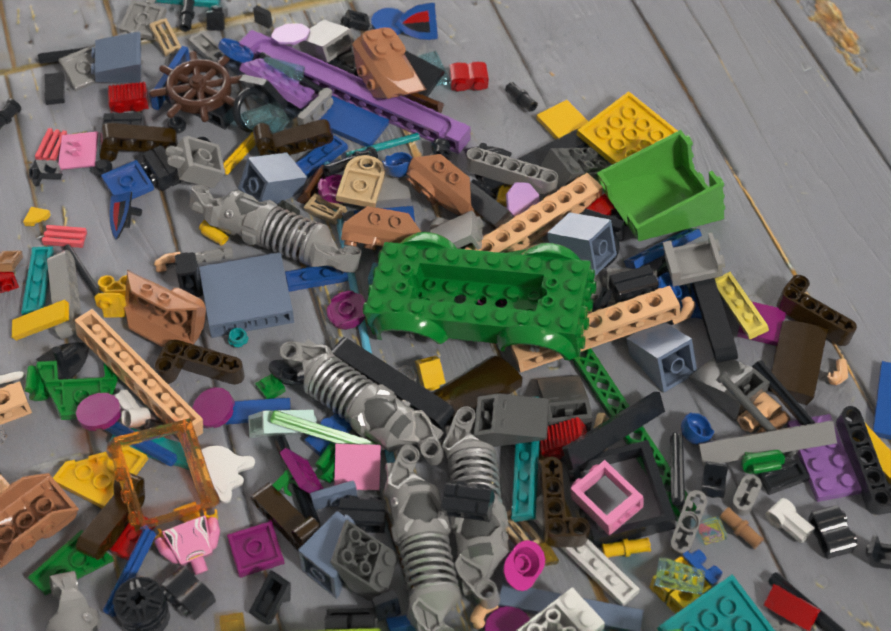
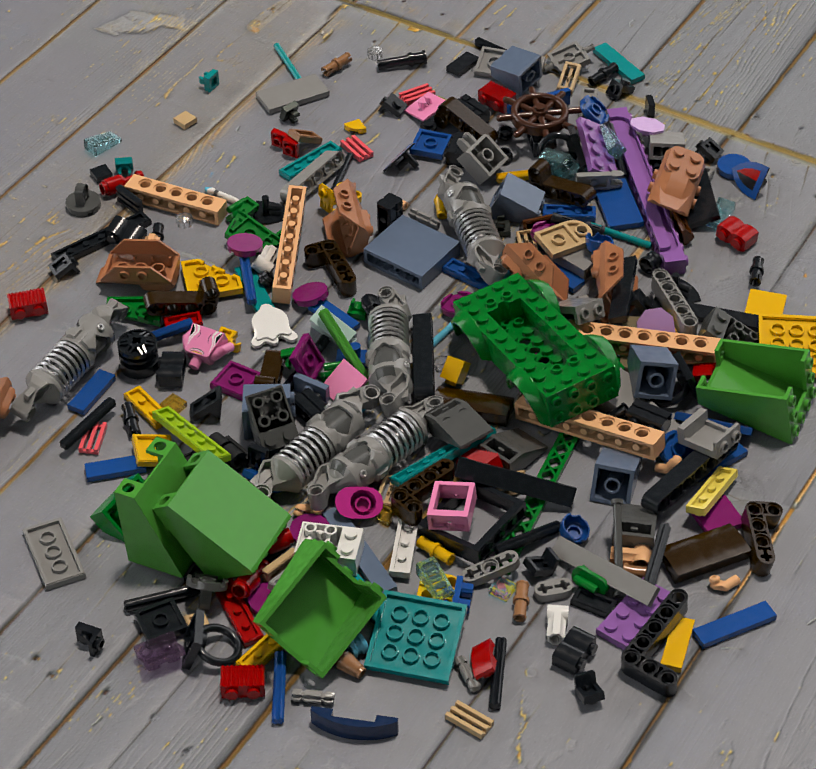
camera: 50 degrees right, 10 degrees down
(40, 320) = (280, 178): yellow tile -> none
(195, 462) = (242, 265): clear orange window -> none
(235, 334) = (376, 270): teal plate -> none
(468, 501) = (361, 433): black brick -> none

